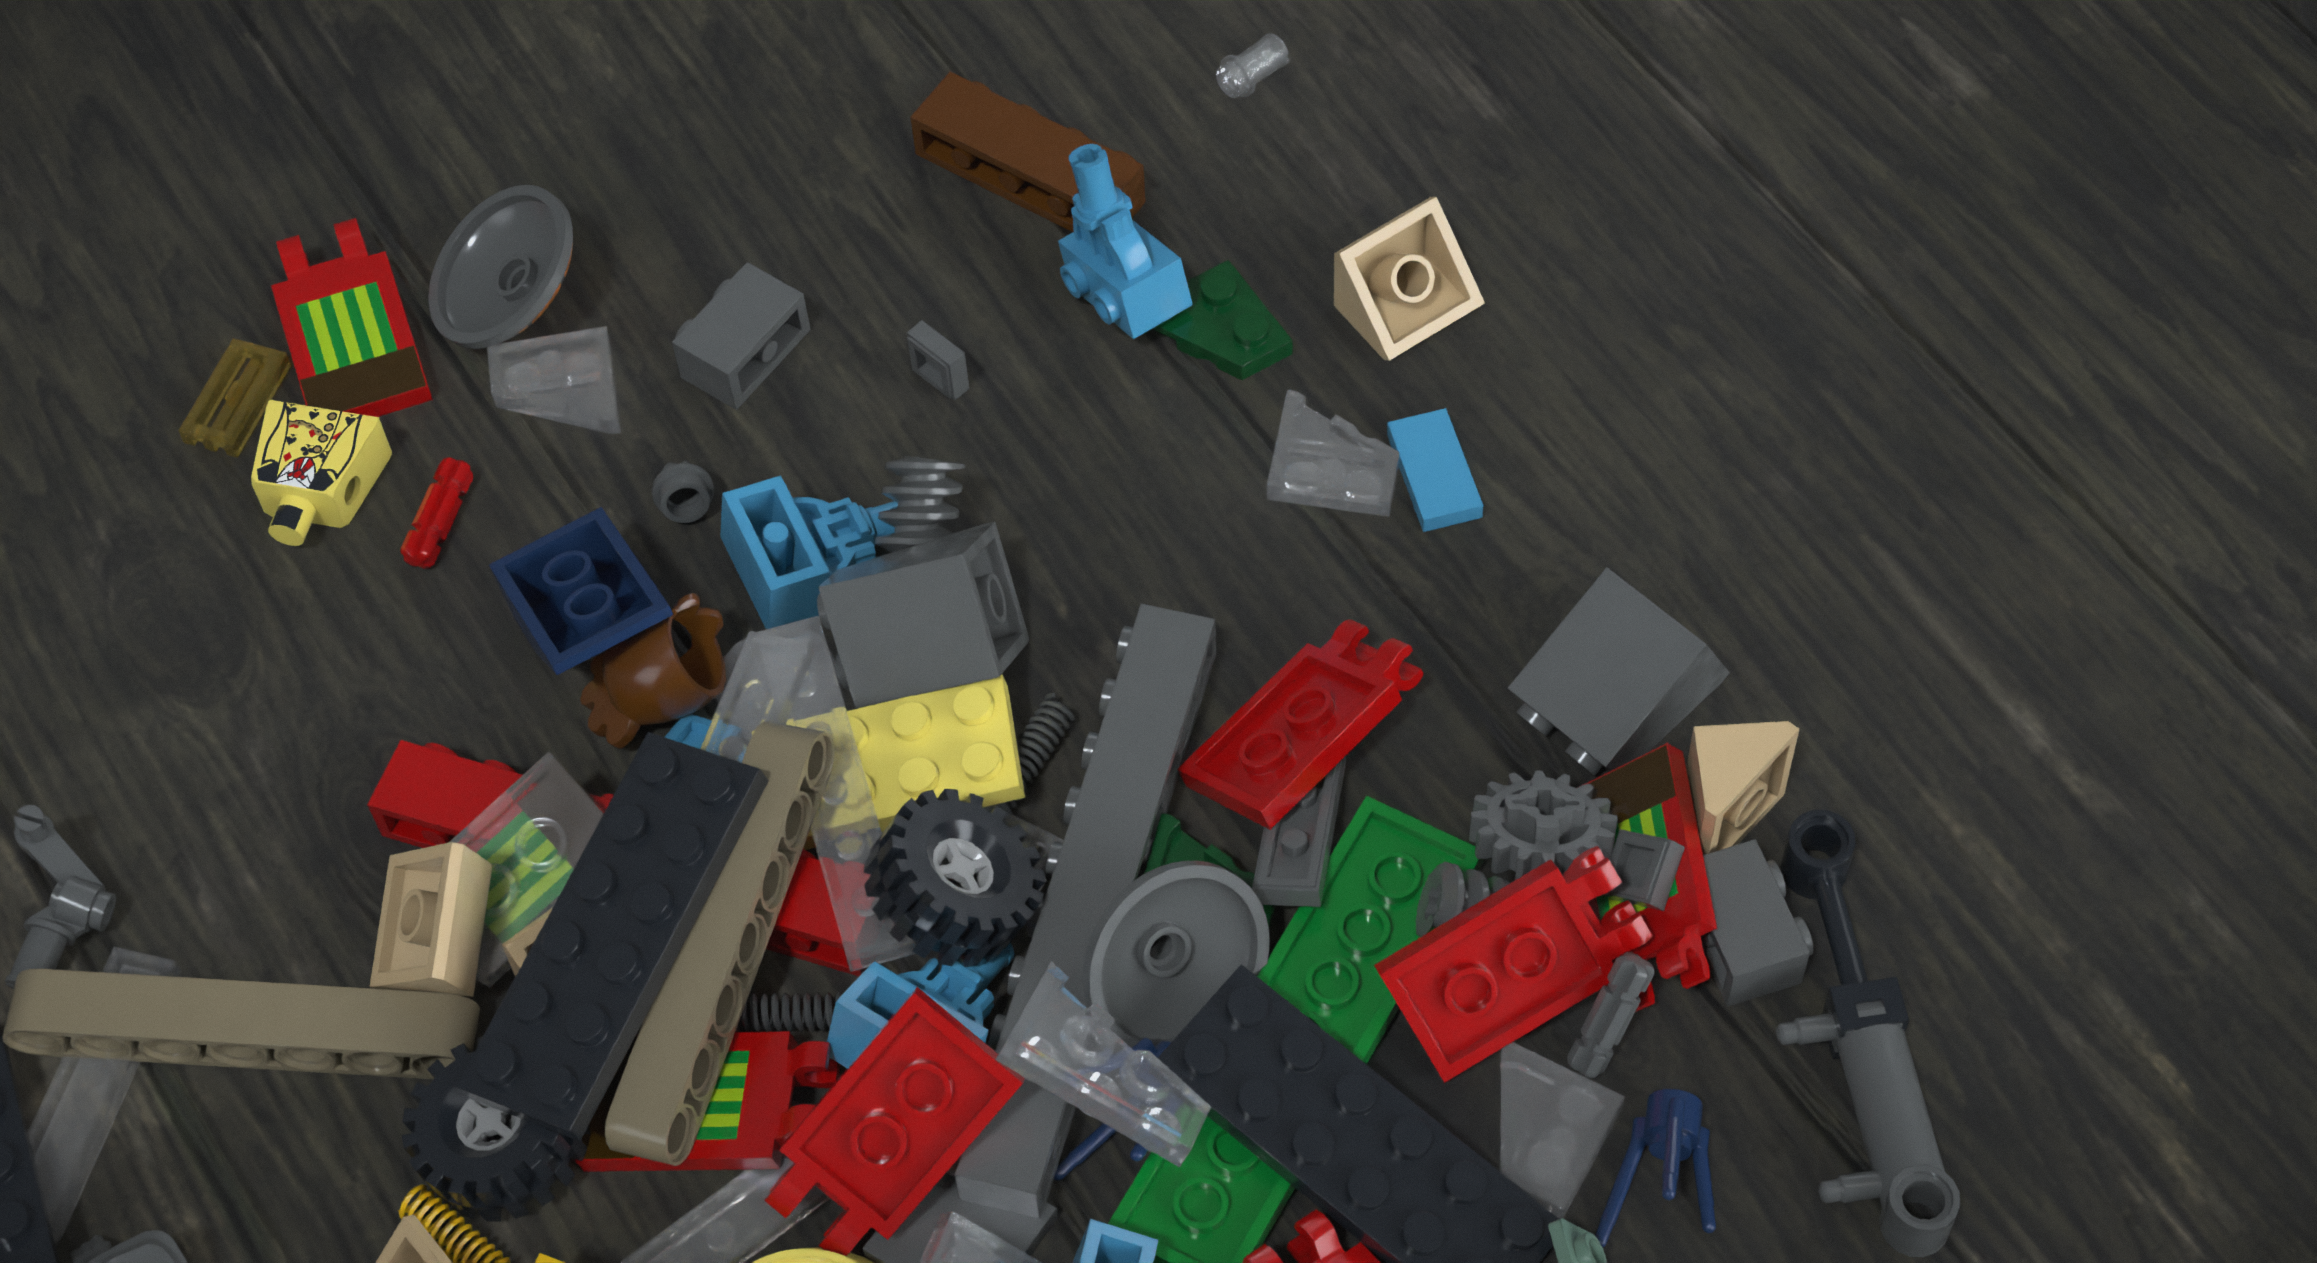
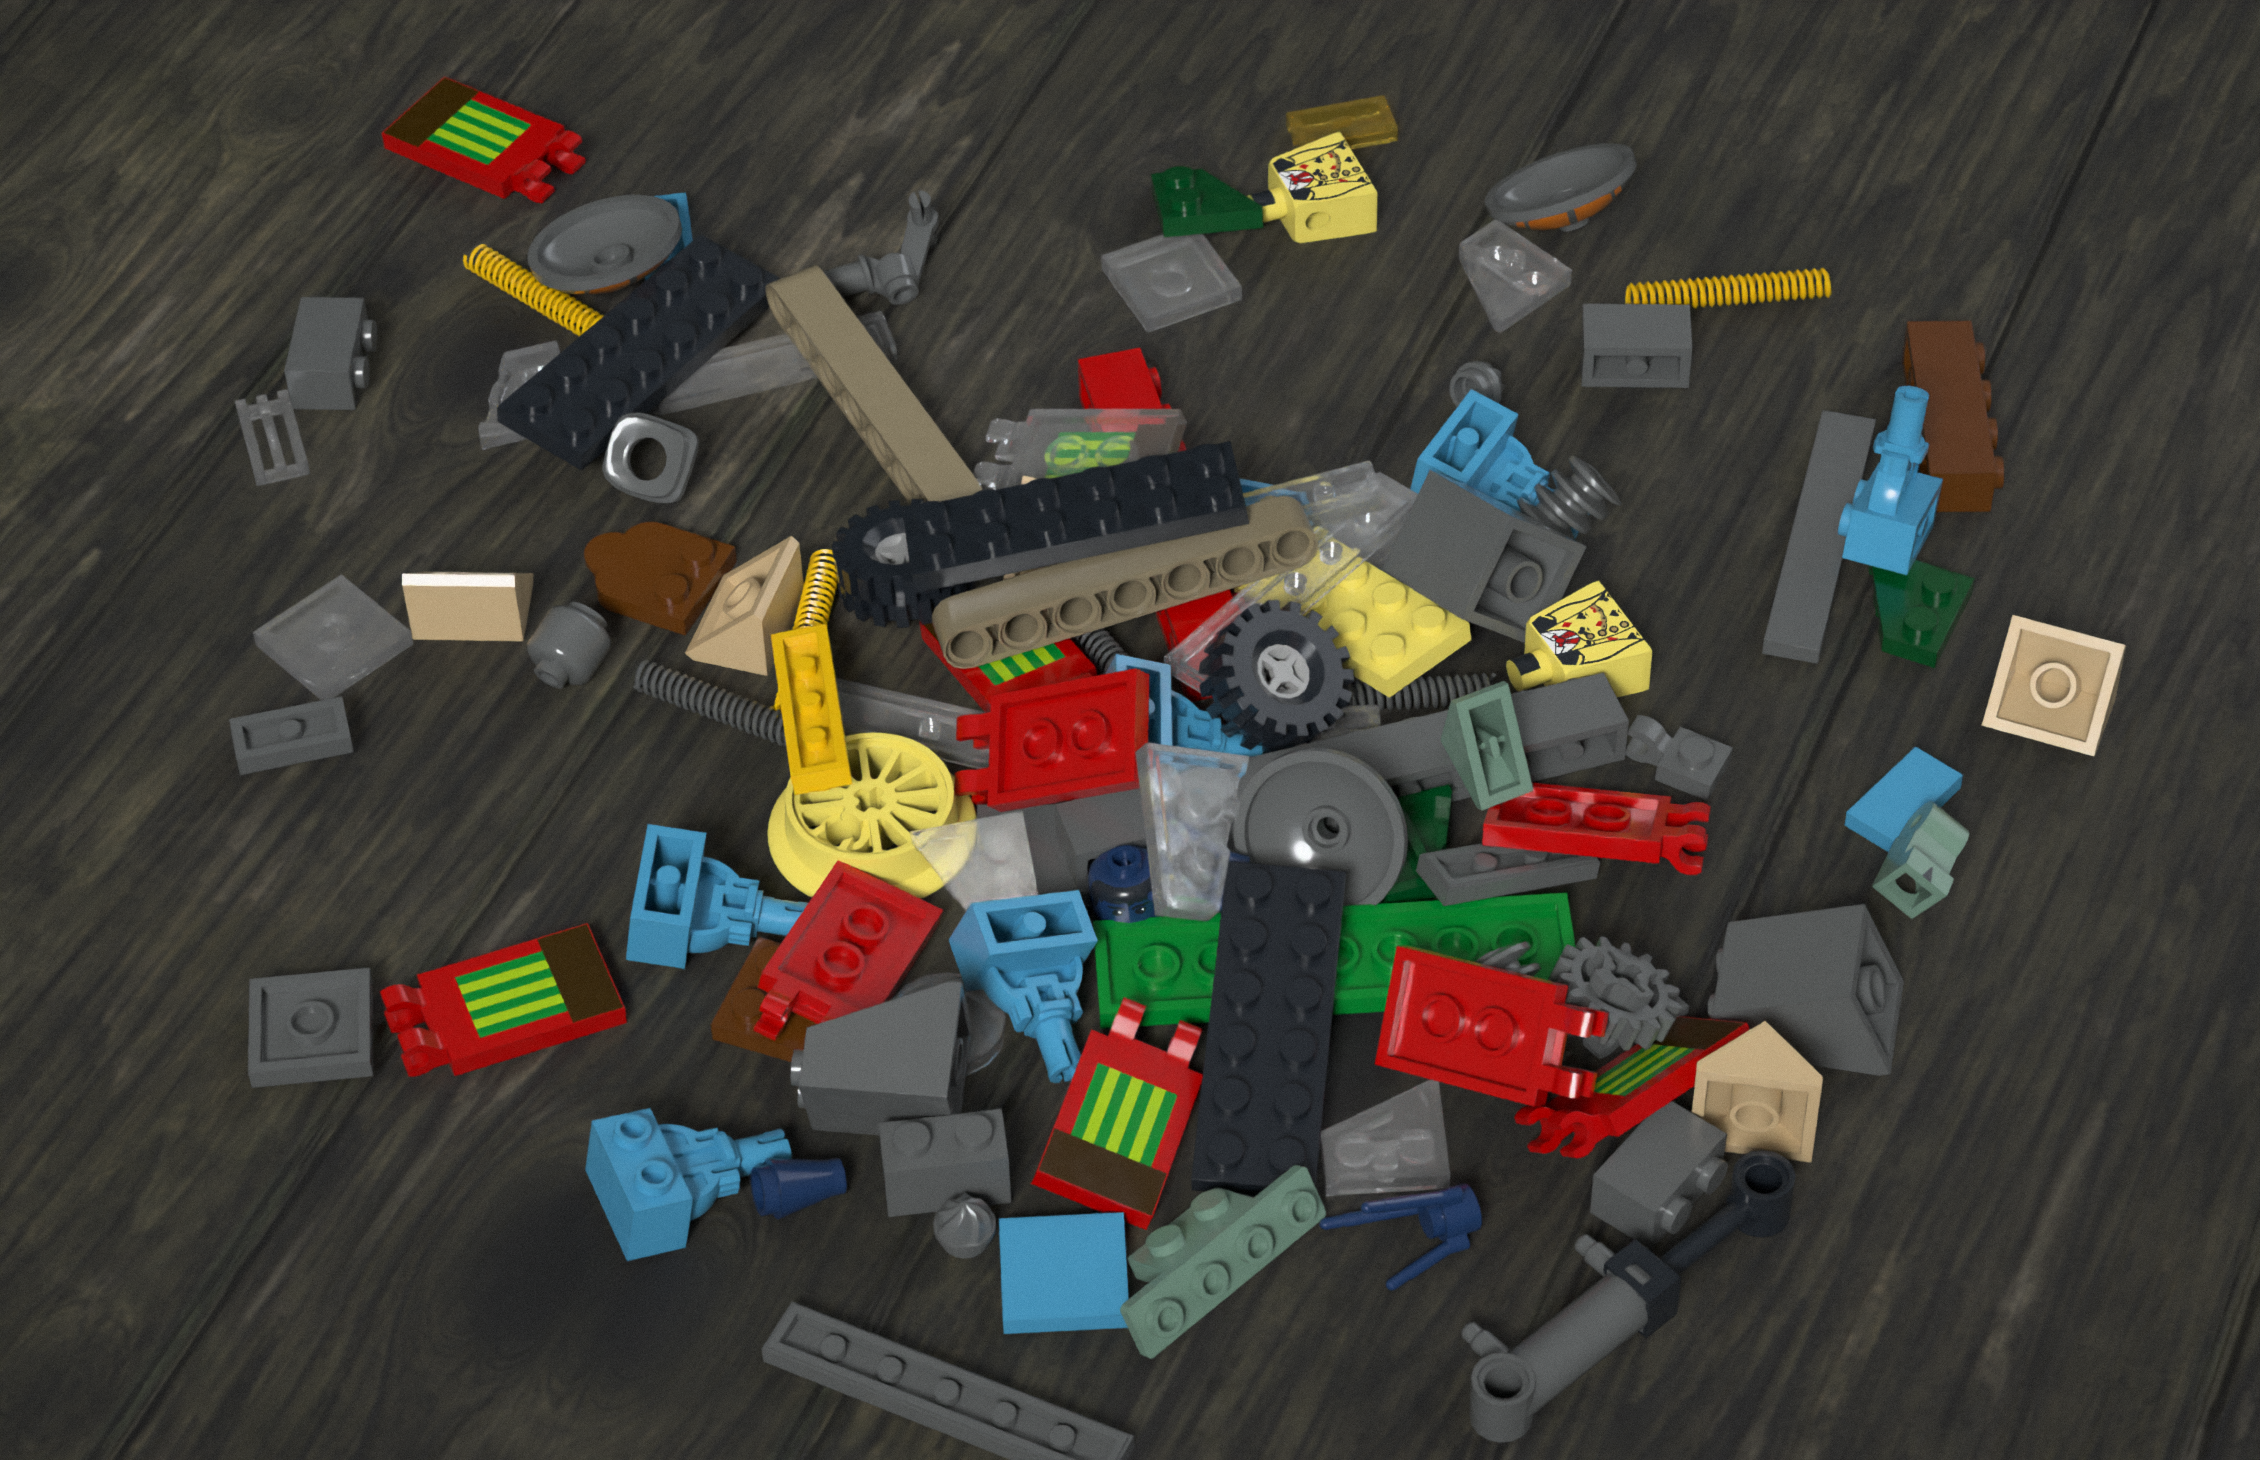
camera: 55 degrees right, 10 degrees down
(236, 576) = (1199, 203): none -> dark green wing
(301, 659) = (1171, 279): none -> clear tile
(349, 329) = (1448, 147): tile -> none
(432, 920) = (1017, 438): tan slope -> none
(436, 513) = (1344, 276): red axle -> none
(578, 591) = (1332, 363): dark blue slope -> none
(648, 683) = (1311, 442): reddish brown piece -> none
(721, 216) = (1735, 282): none -> yellow piece
(938, 360) = (1717, 461): dark grey tile -> none
(1080, 604) = (1581, 639): none -> light yellow torso
(1081, 342) = (1814, 547): none -> dark grey tile
(1091, 1171) = (1121, 885): none -> dark blue head
(1183, 752) = (1487, 746): none -> sand green slope
(1242, 72) = (2174, 499): clear pin -> none
(1261, 603) = (1683, 762): none -> dark grey plate
(1330, 463) = (1844, 730): clear wing -> none
(1526, 497) = (1927, 854): none -> sand green leg
(1610, 1014) = (1500, 1119): dark grey axle -> none
(1645, 868) = (1629, 1067): dark grey tile -> none

